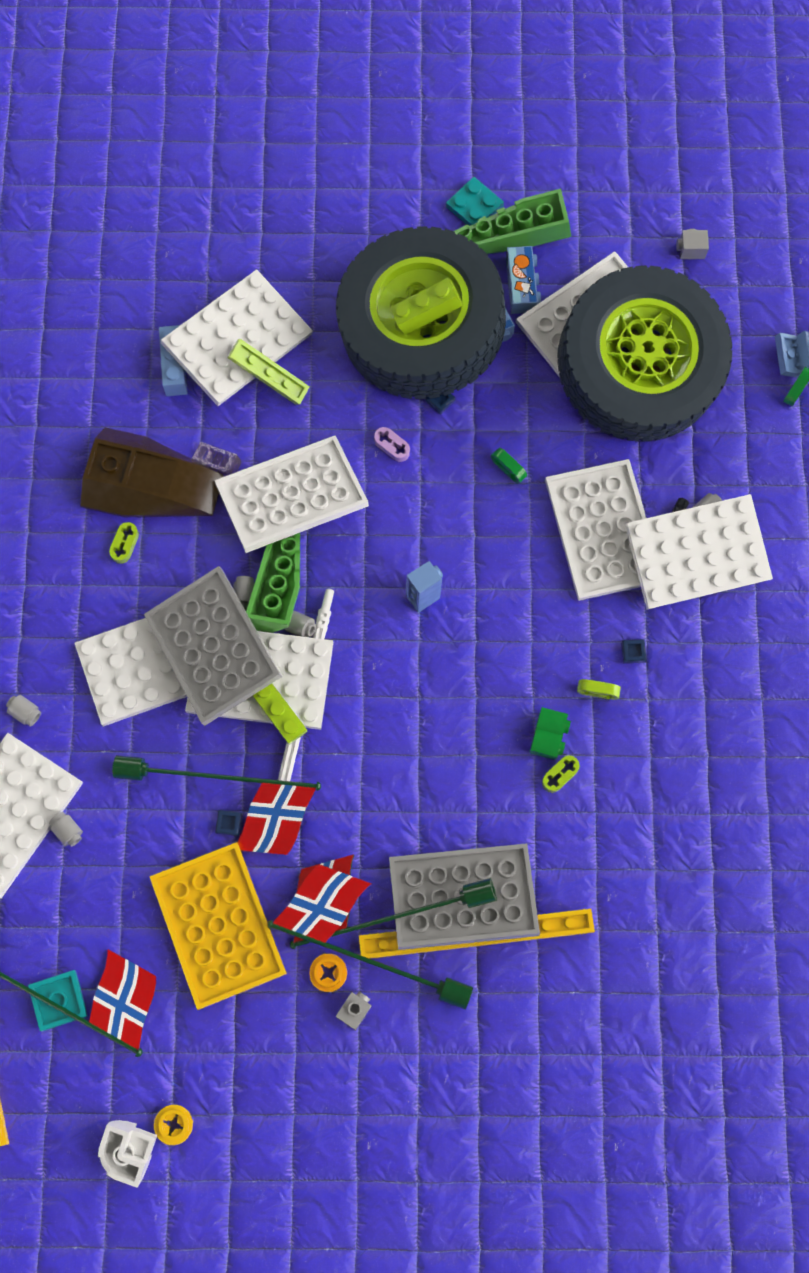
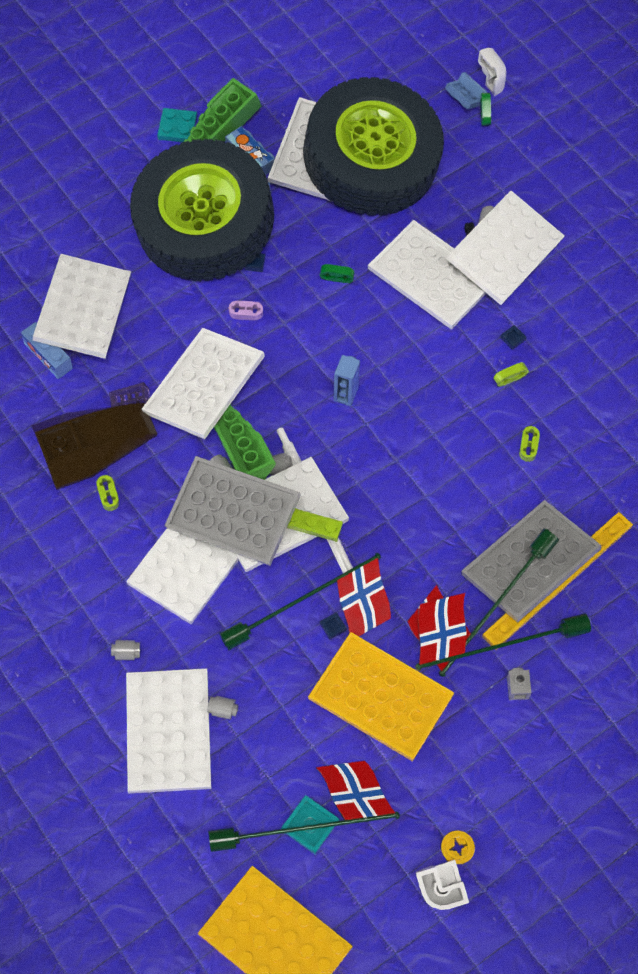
camera: 35 degrees left, 10 degrees down
(268, 372) = (124, 313): lime plate -> none
(327, 984) = (488, 669): light orange gear -> none
(426, 306) = (208, 197): lime brick -> none
(549, 733) = (501, 422): green brick -> none
(693, 244) = (346, 64): light grey brick -> none

